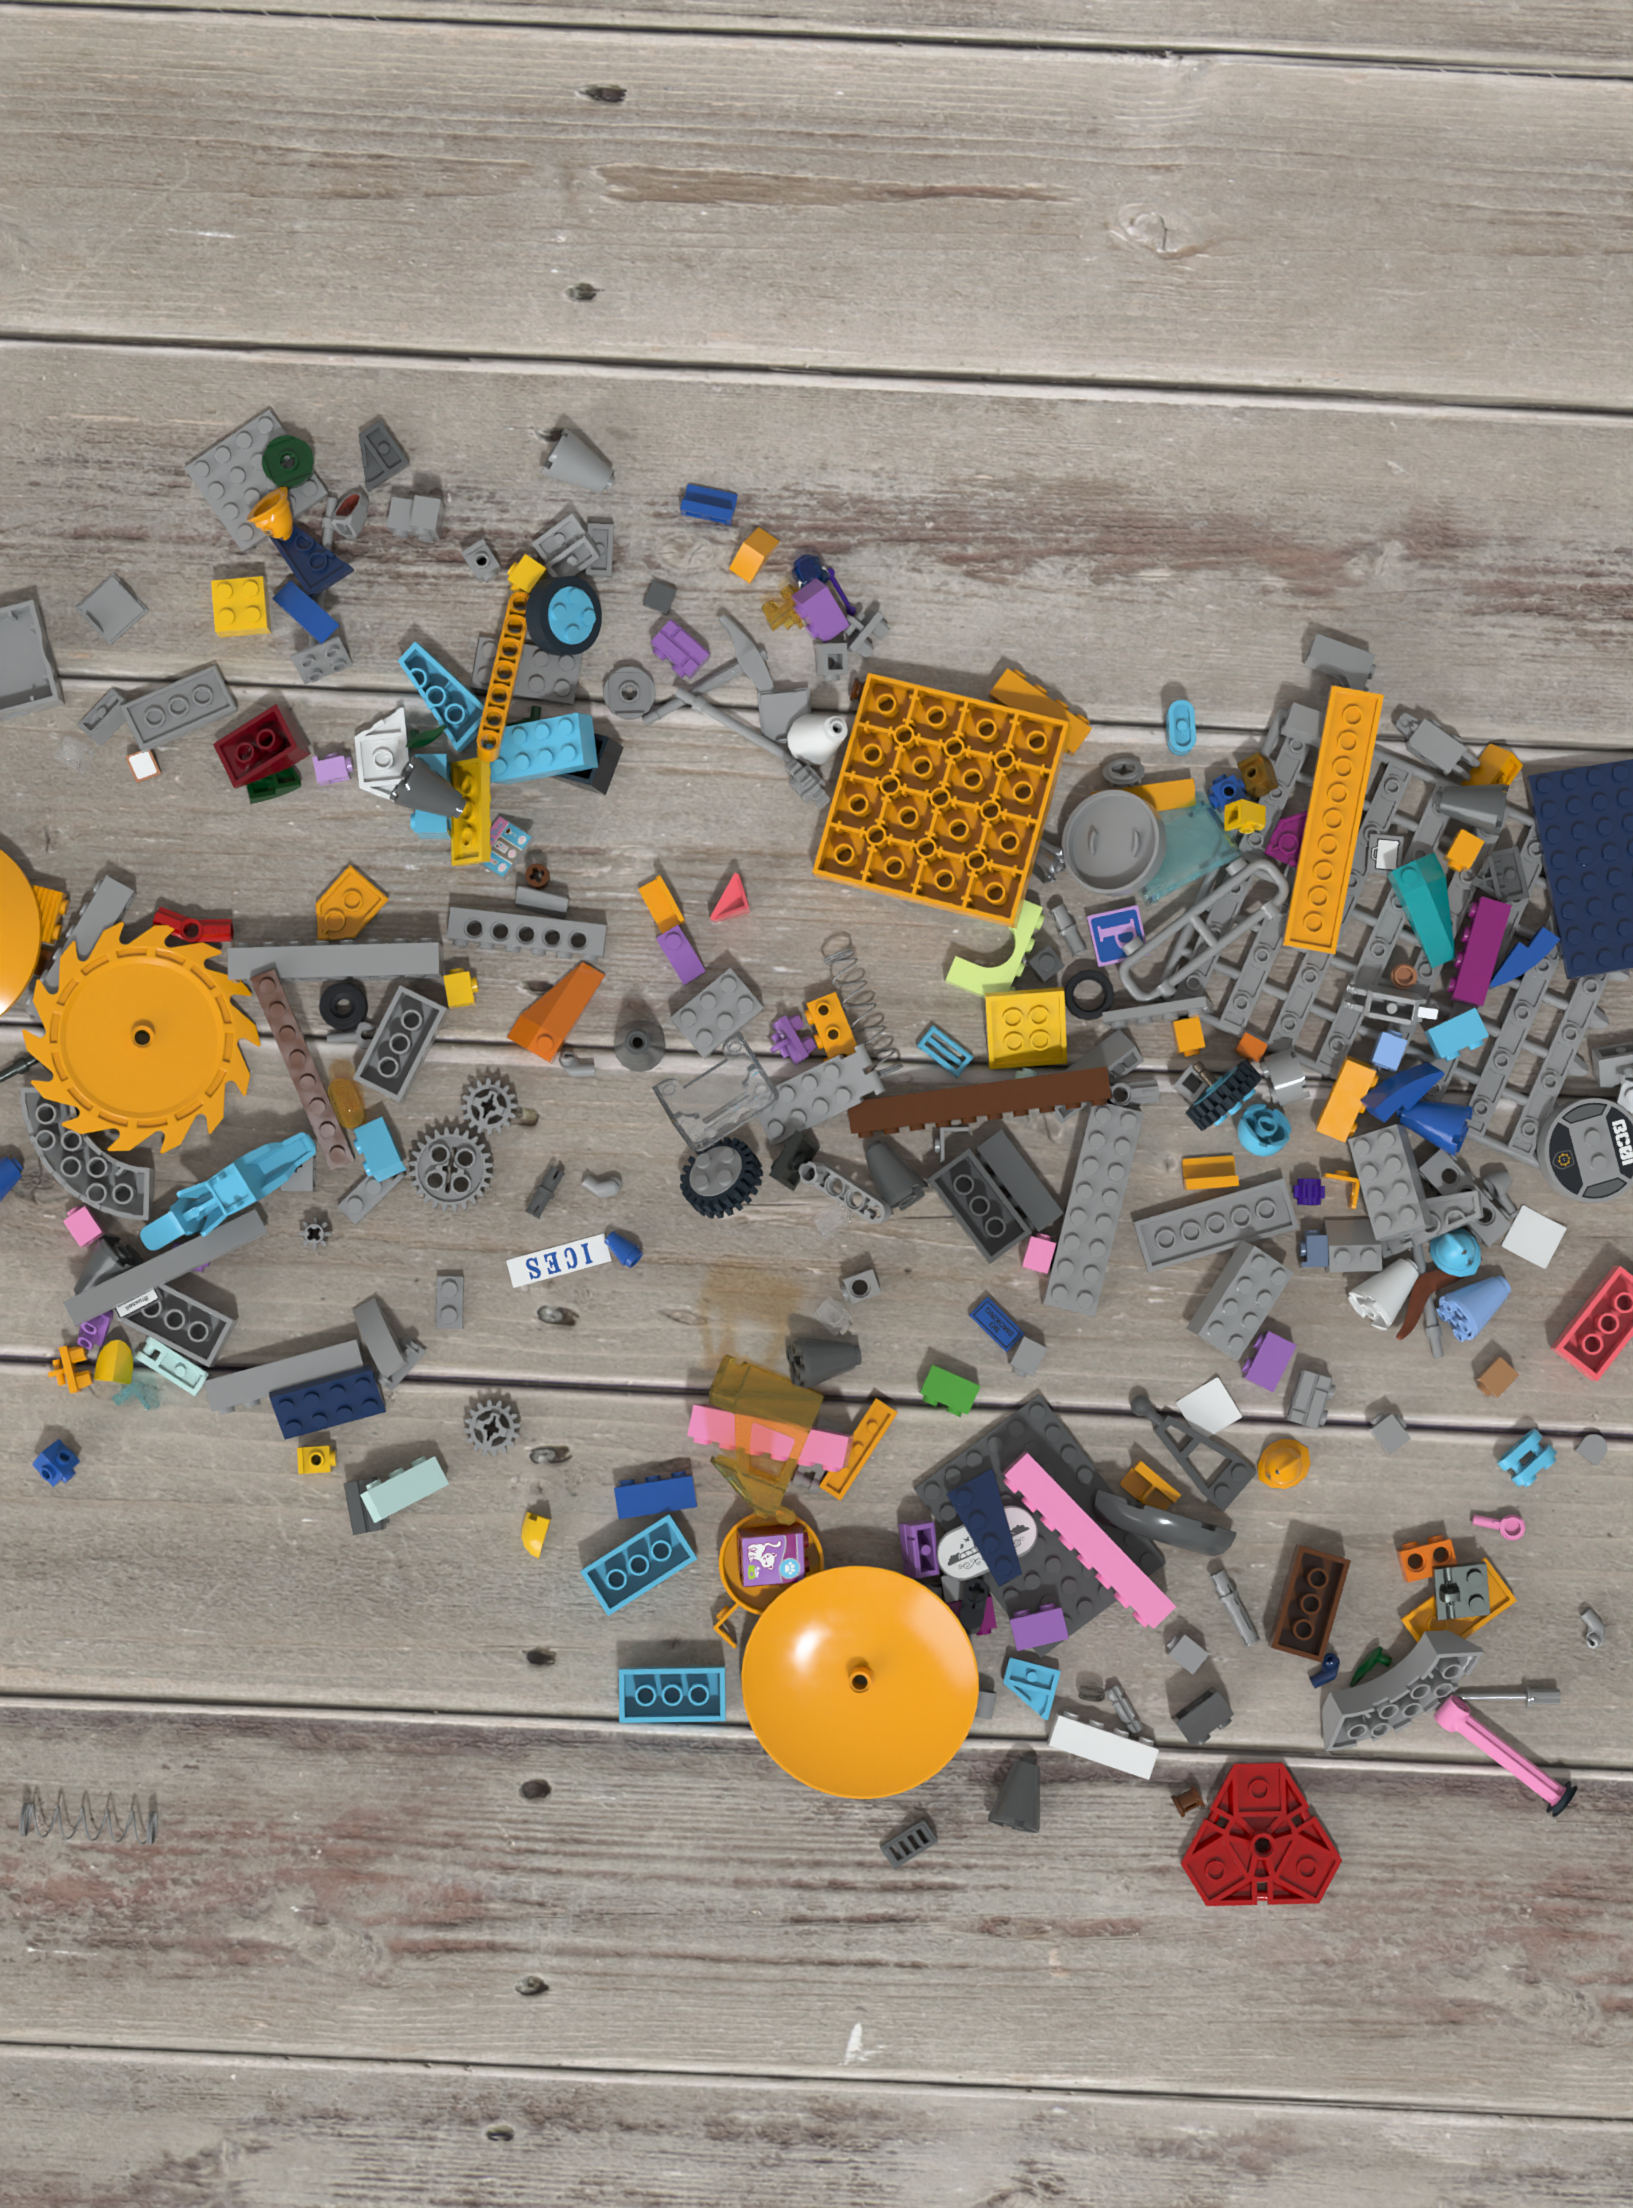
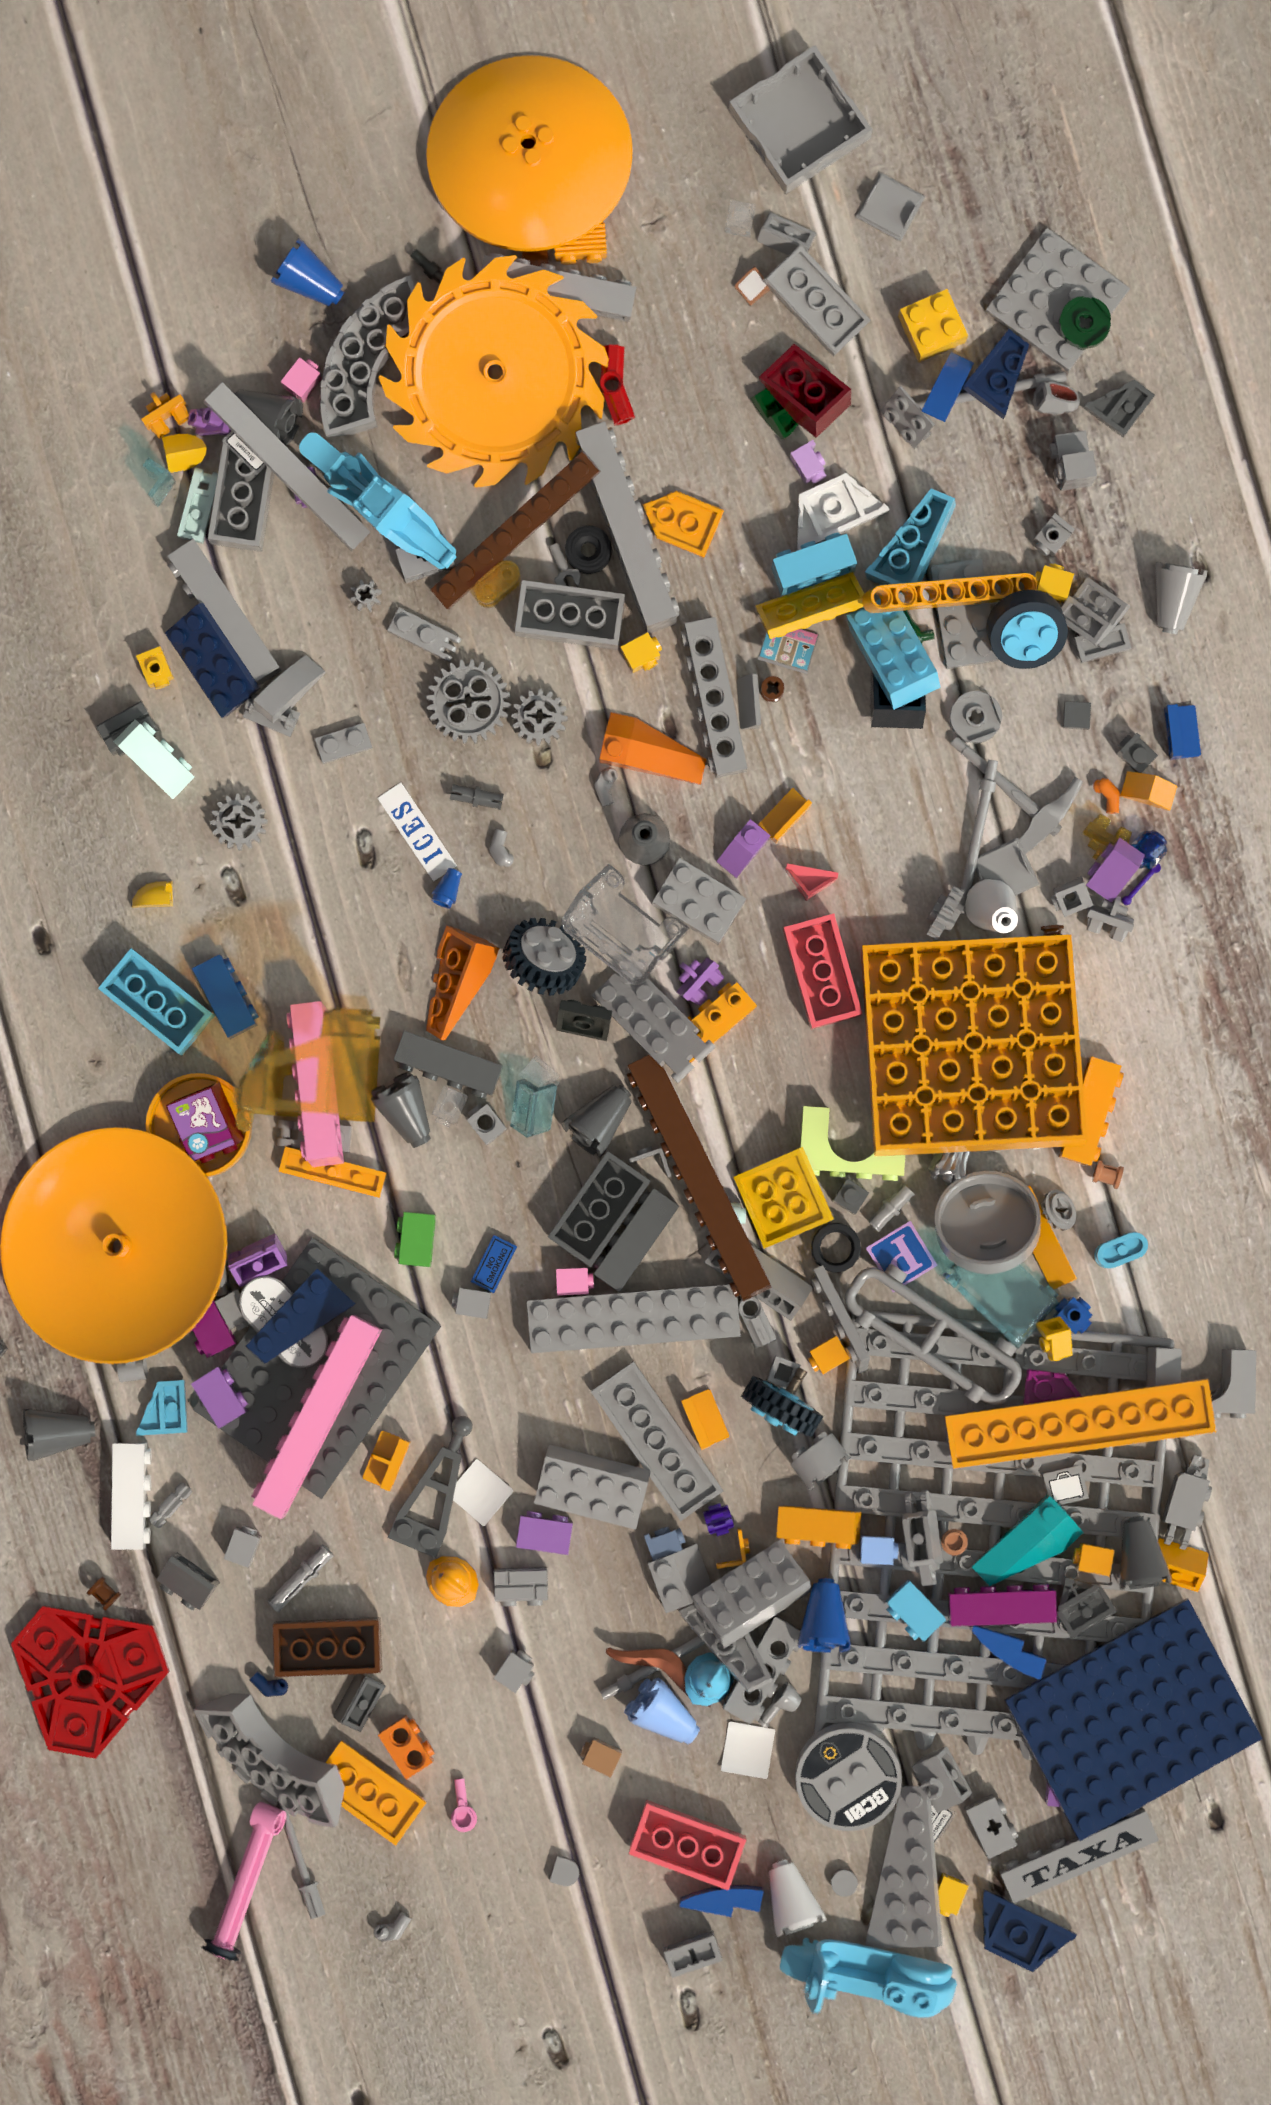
camera: 75 degrees right, 0 degrees up
(56, 1463) = (72, 429): blue brick -> none
(273, 514) = (1029, 325): light orange piece -> none
(379, 1149) = (464, 628): medium azure brick -> none
(419, 740) = (863, 534): dark green bar -> none
(427, 791) = (814, 556): dark grey cone -> none
(672, 1693) = (45, 1073): medium azure brick -> none
(679, 649) = (1033, 750): medium lavender brick -> none
(707, 1260) = (462, 971): none -> orange wedge
(714, 554) = (1136, 753): none -> dark grey bracket
(722, 1616) = (134, 1096): light orange bracket -> none
(743, 591) = (1111, 792): none -> orange arm
(791, 1304) = (447, 1063): none -> dark grey brick
(813, 1174) = (578, 1043): light grey beam -> none
(823, 919) = (822, 971): none -> coral brick
(835, 958) = (790, 996): light grey piece -> none
(861, 1238) = (533, 1108): none -> clear light blue panel
(962, 1065) = (744, 1108): medium azure tile -> none
(974, 1594) = (231, 1327): black piece -> none
(1091, 1693) = (175, 1469): clear smoke tile -> none
(1104, 716) = (1108, 1174): none -> nougat bush
(1162, 1525) = (355, 1483): dark grey brick -> none
(1250, 1048) = (837, 1418): orange slope -> none
(1263, 780) = (1100, 1345): pearl gold brick -> none
(1263, 1130) = (762, 1456): medium azure cylinder -> none
(1368, 1663) = (289, 1723): dark green bar -> none
(1369, 1591) = (359, 1701): none -> dark grey slope
(1384, 1293) = (646, 1623): white cone -> none
(1401, 1090) = (843, 1574): blue slope -> none
(1461, 1590) = (386, 1788): pearl dark grey hinge -> none
(1542, 1458) = (519, 1815): medium azure brick -> none

